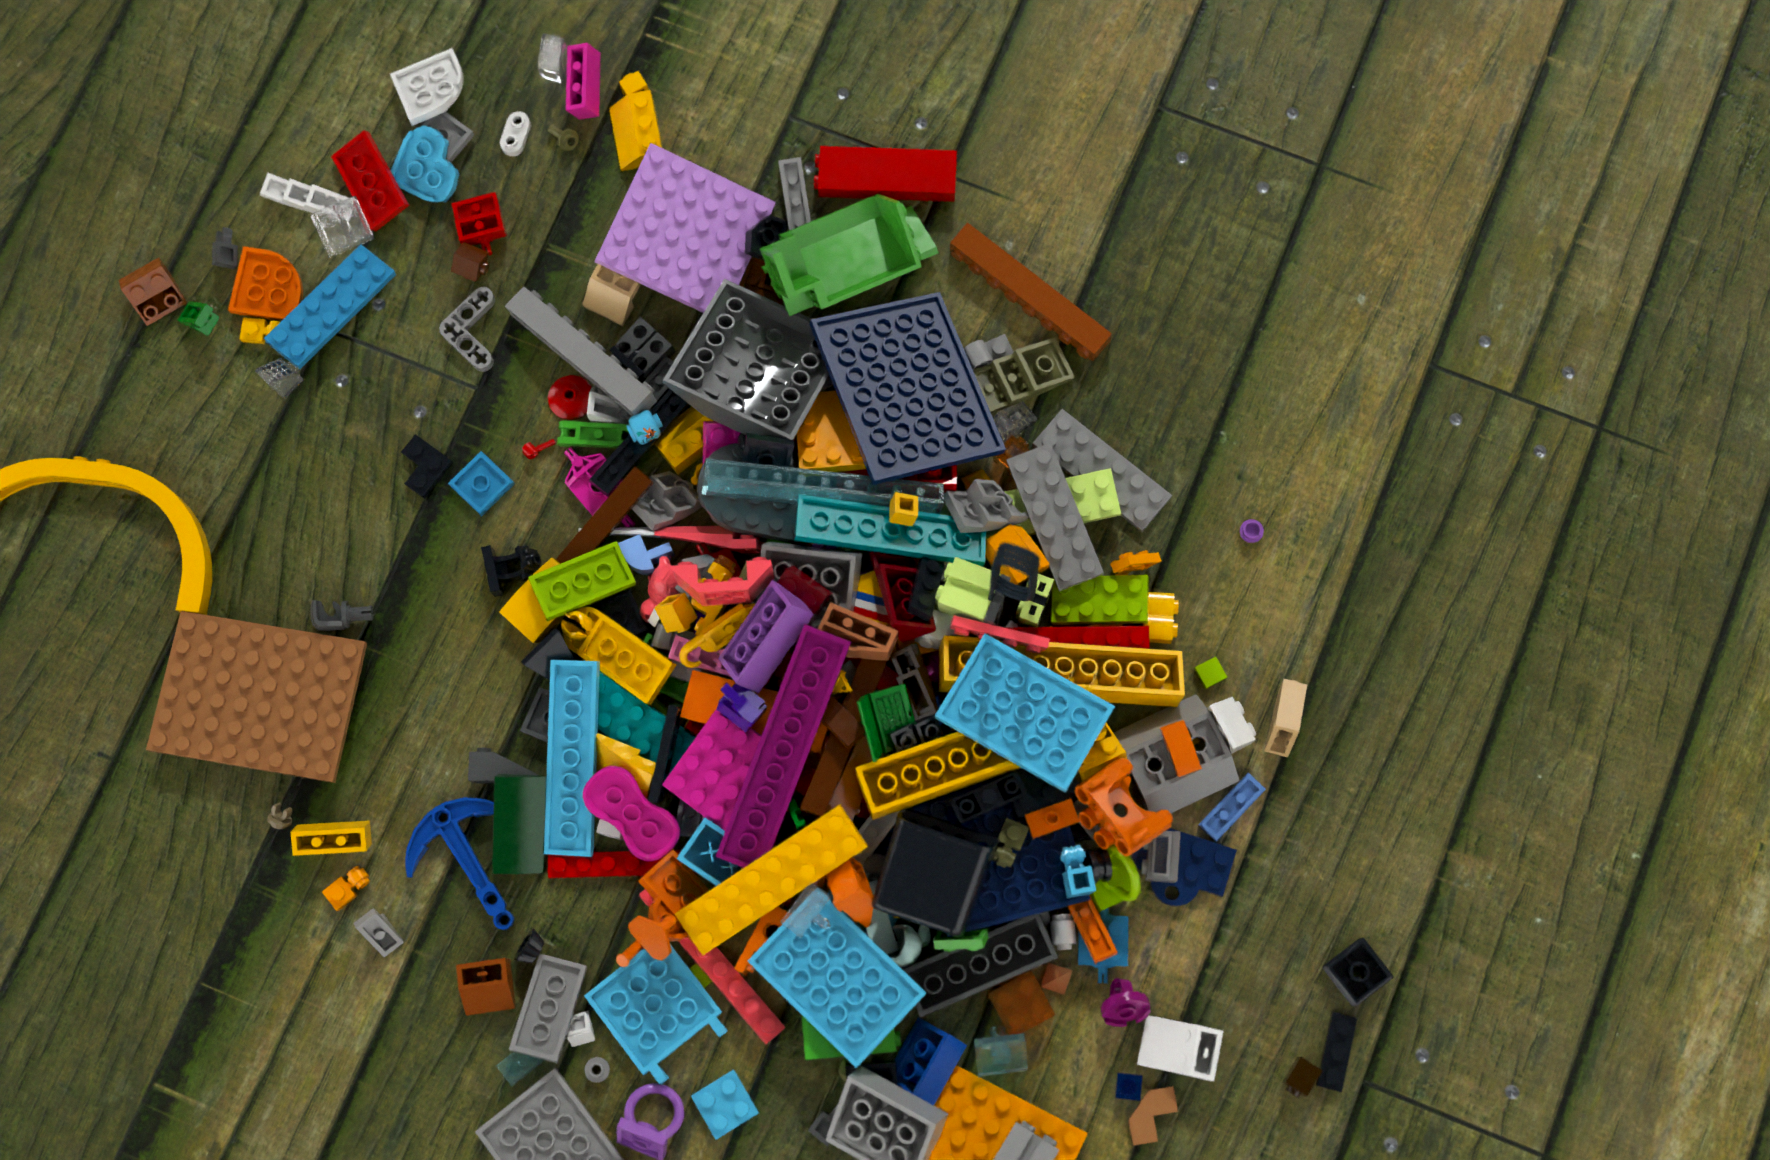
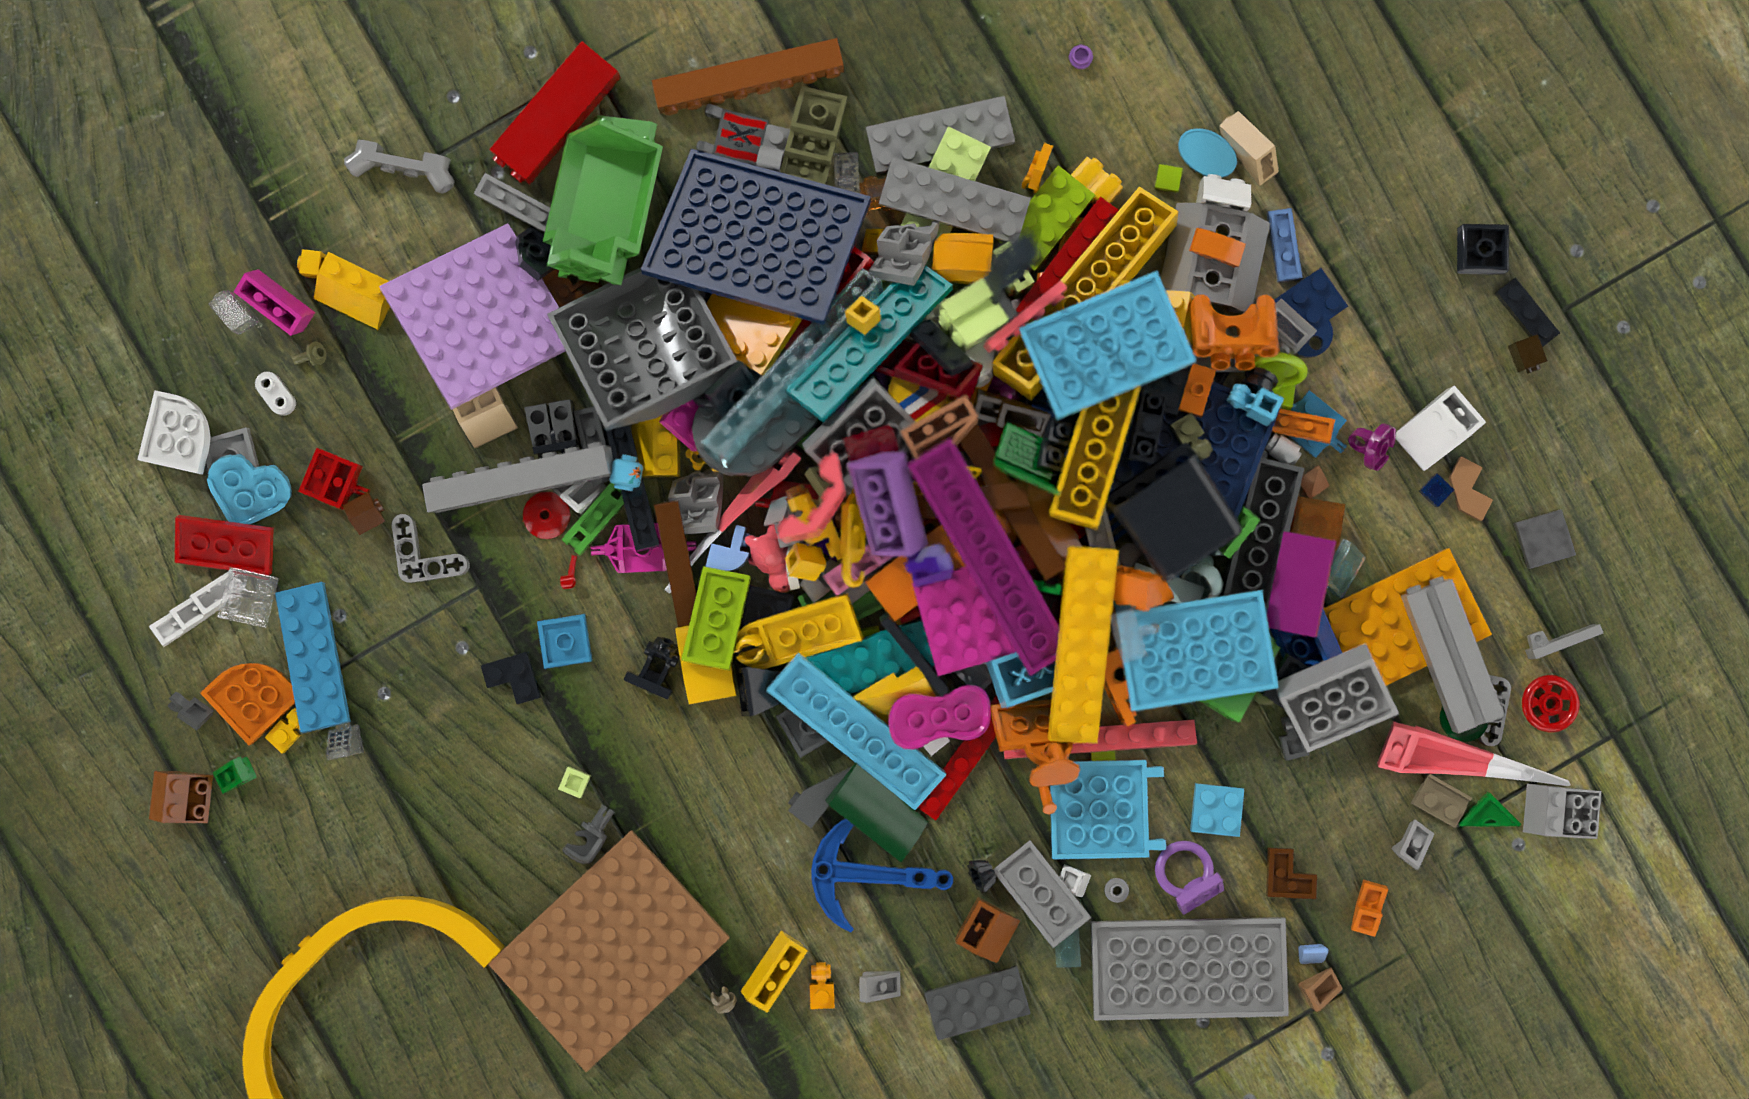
camera: 55 degrees left, 10 degrees up
(374, 572) = (574, 782): none -> yellowish green plate
(422, 1024) = (977, 1002): none -> dark grey plate
(750, 67) = (371, 154): none -> light grey plate
(957, 1024) = (1300, 583): none -> magenta slope
(977, 318) = (737, 135): none -> flag
(1256, 688) = (1207, 152): none -> medium azure piece

